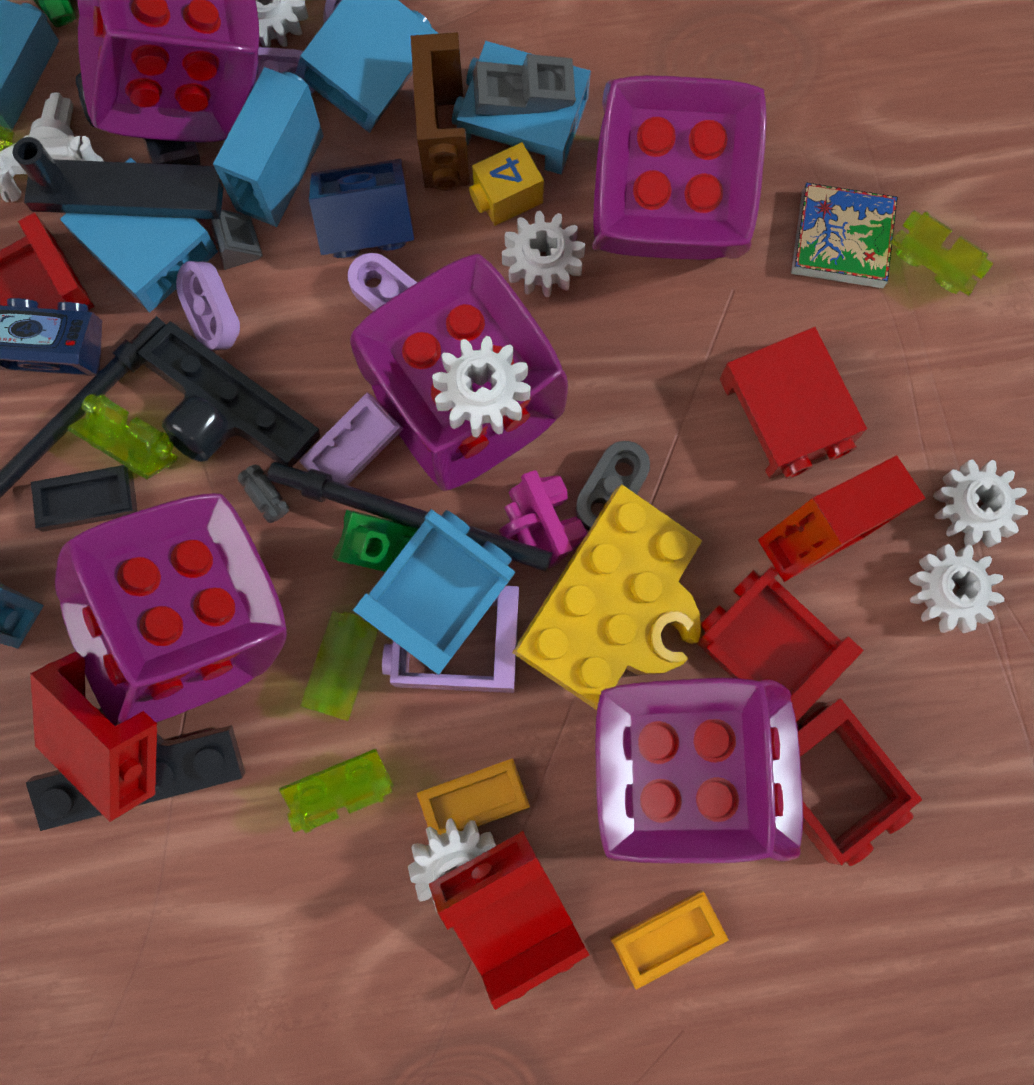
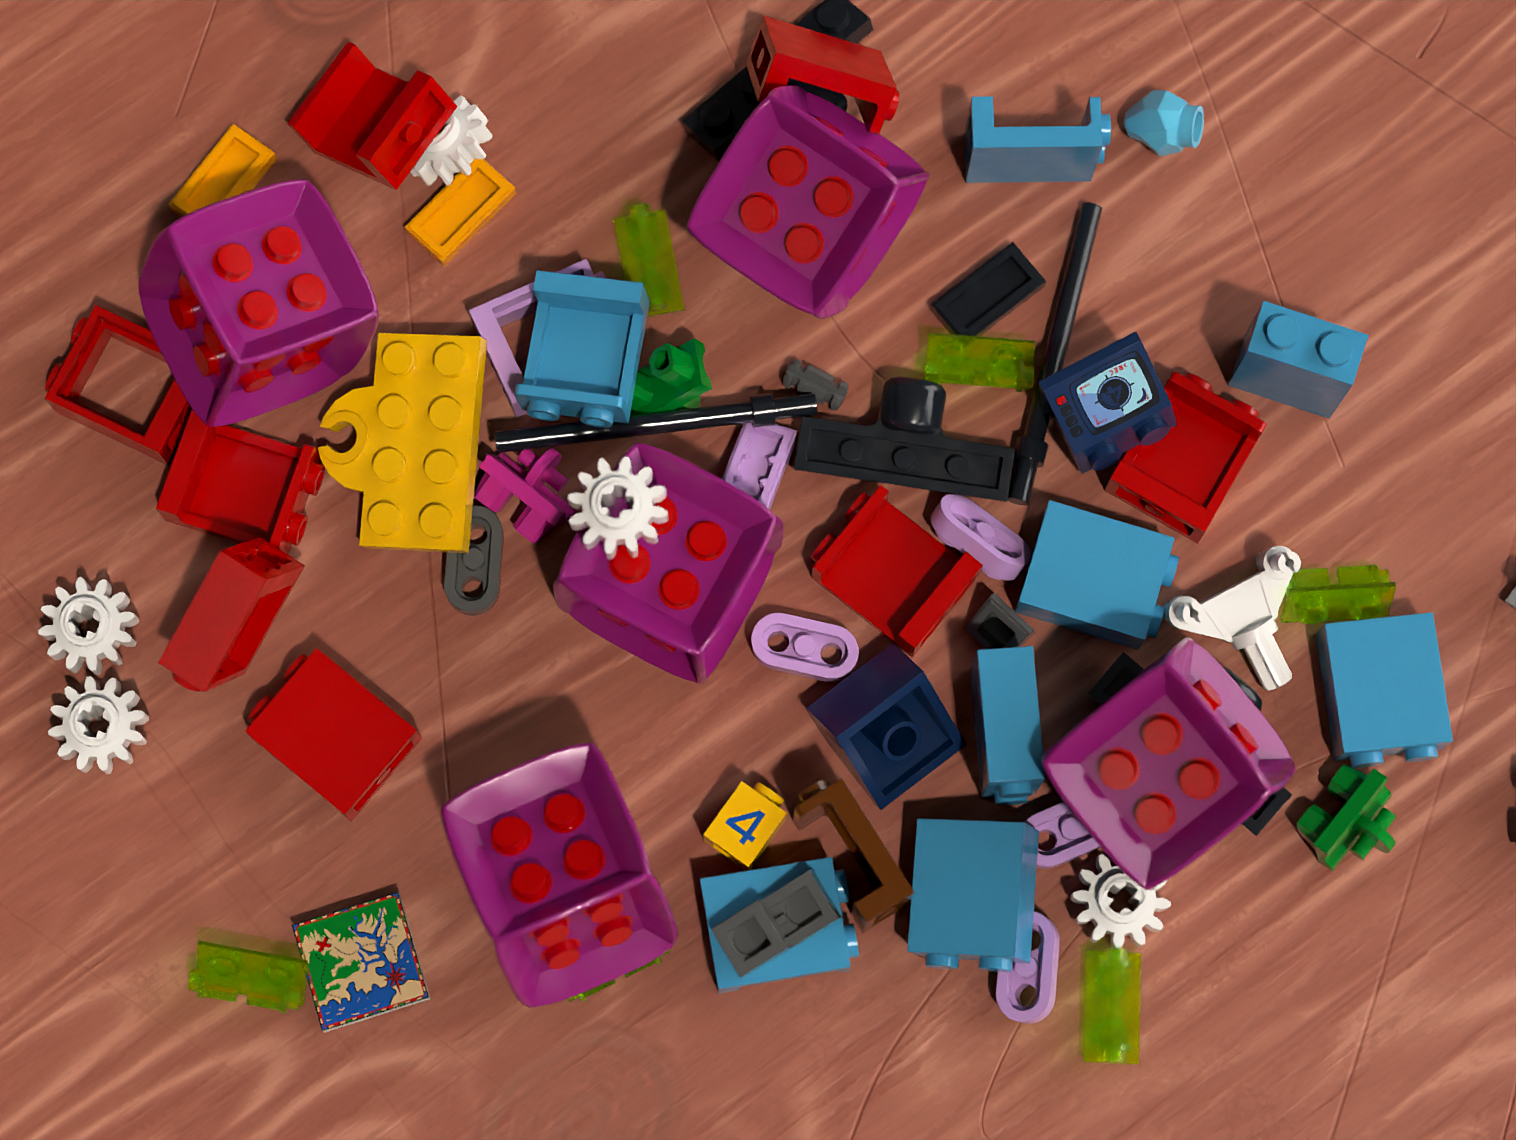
camera: 150 degrees right, 0 degrees up
(117, 186) = (1124, 596): black piece -> none
(286, 312) = (892, 571): none -> red panel
(347, 784) = (571, 167): clear neon green hinge -> none
(561, 250) = (672, 747): white gear -> none

